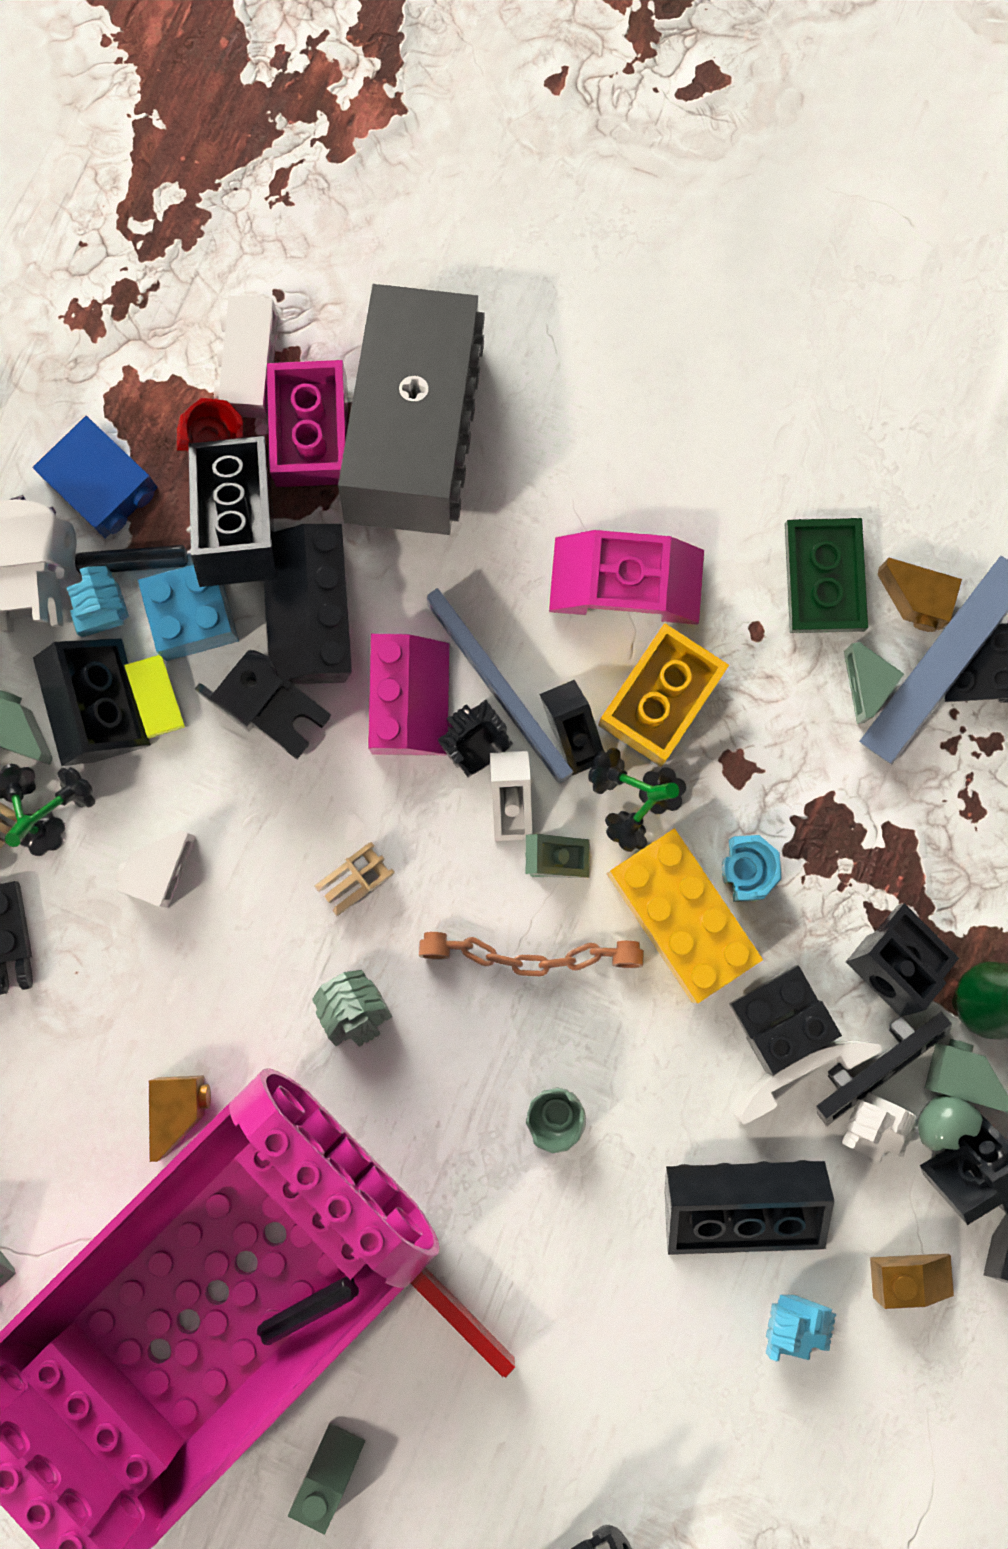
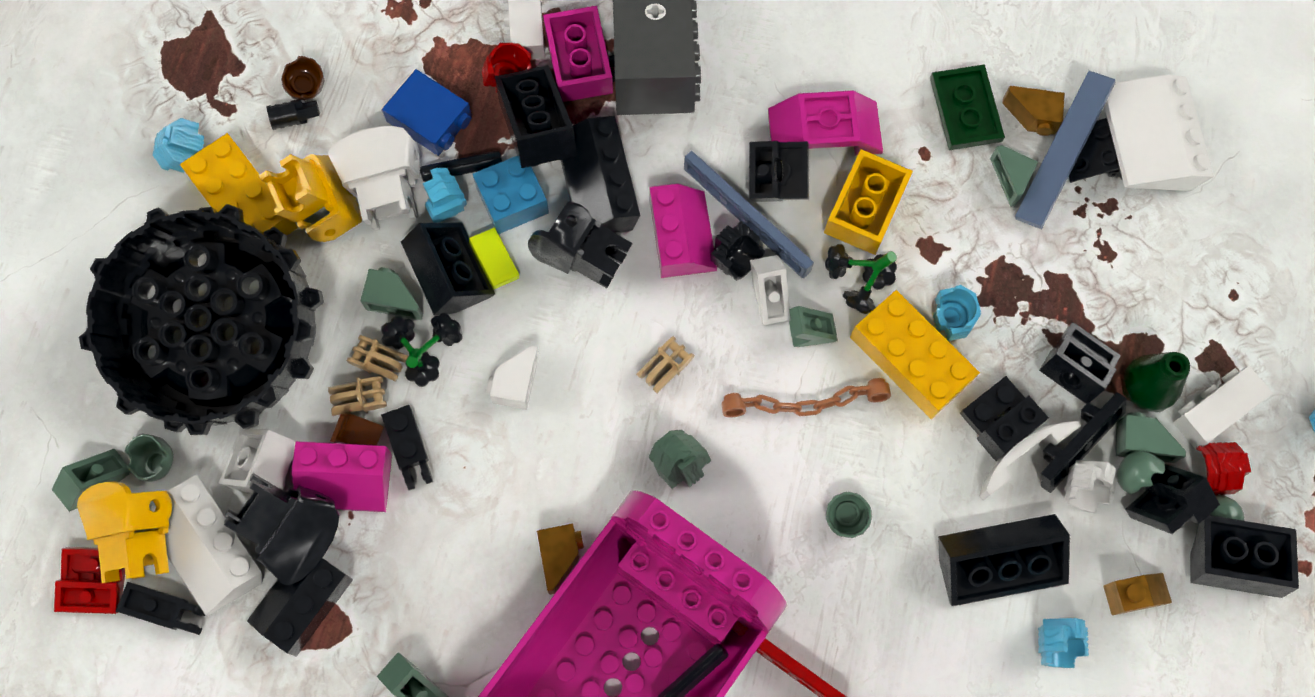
camera: 10 degrees left, 10 degrees down
(548, 636) = (778, 171): none -> black brick
(572, 725) = (806, 231): black slope -> none

